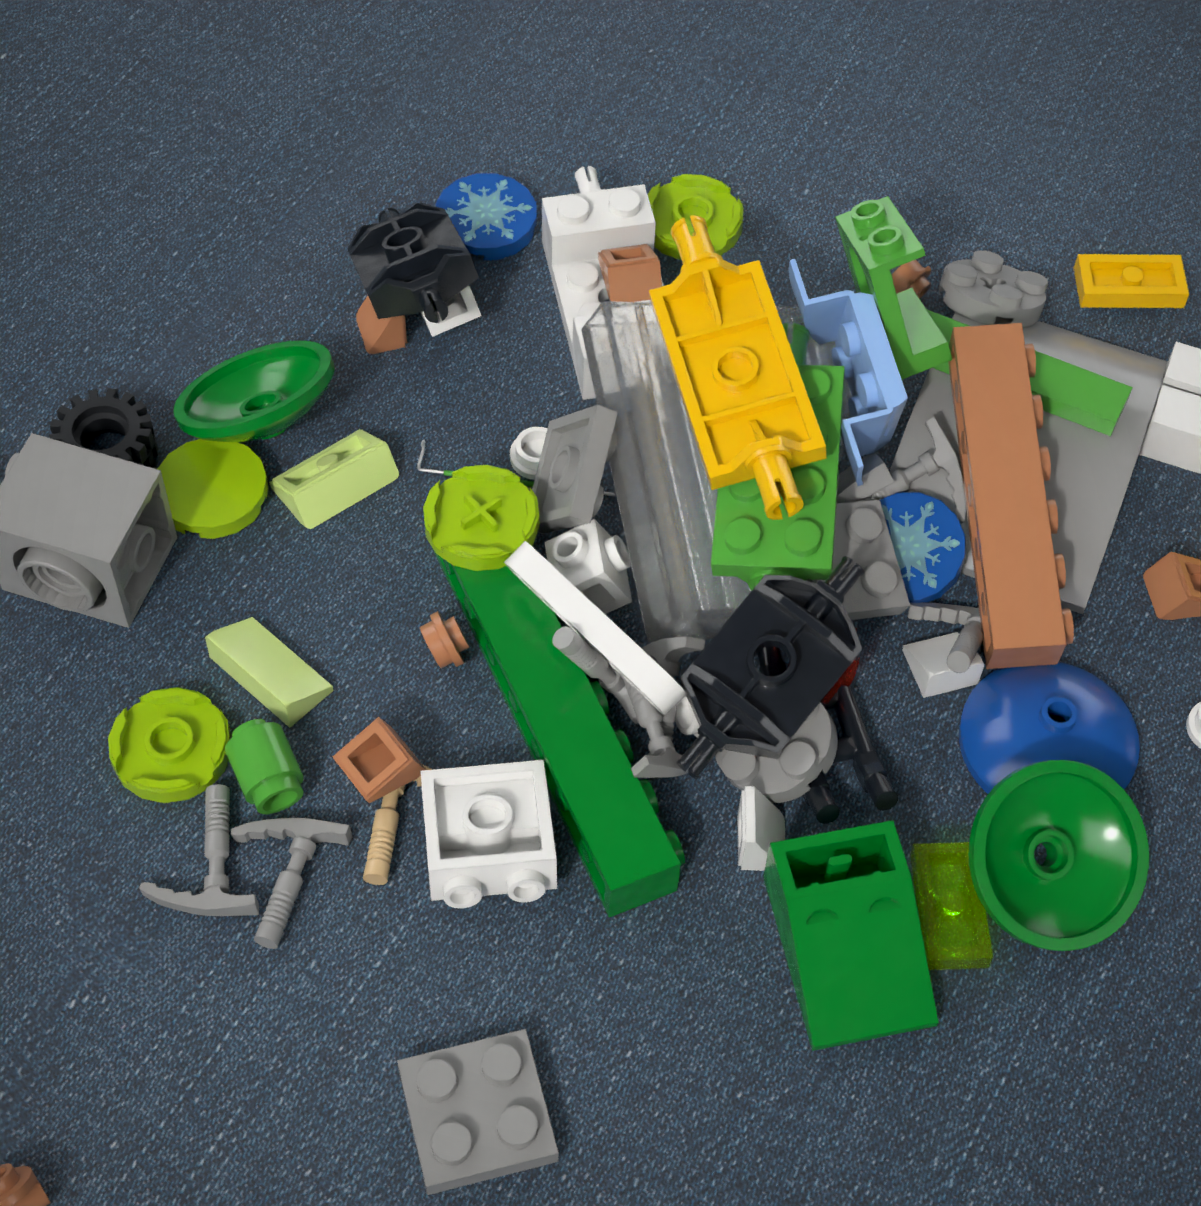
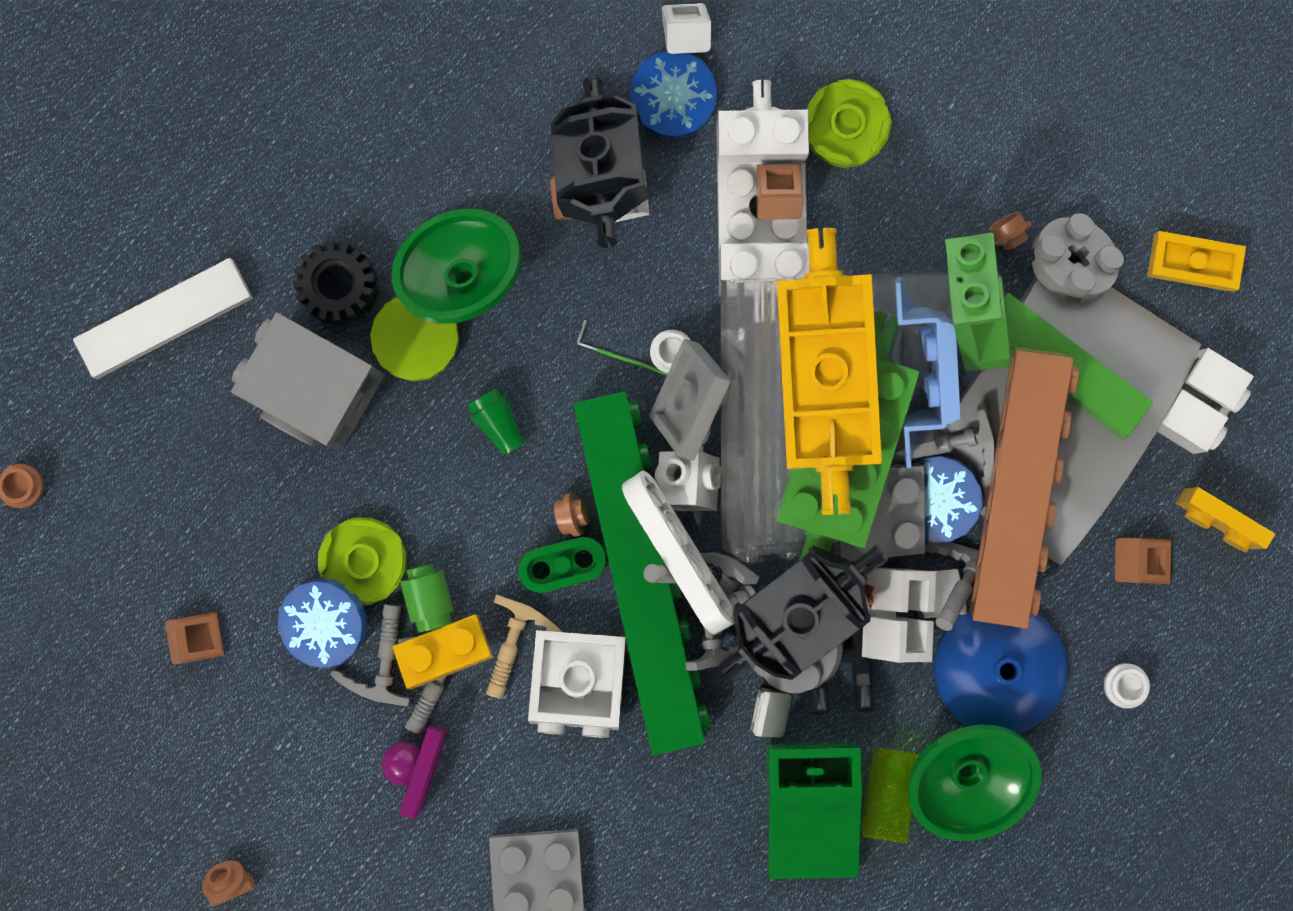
camera: 10 degrees right, 30 degrees up
(121, 818) = (322, 623): none -> tile
(267, 669) = (440, 511): yellowish green slope -> none
(276, 981) = (411, 767): none -> magenta tile
(295, 824) = (442, 652): none -> yellow plate
(326, 551) = (496, 420): none -> green cone
(336, 478) = (511, 342): yellowish green slope -> none
(378, 761) = (509, 613): nougat slope -> none
(440, 700) = (562, 564): none -> green plate
(480, 517) = (613, 428): lime tile -> none
(489, 152) = (686, 28): none -> white slope
(890, 701) = (900, 637): none -> white piece

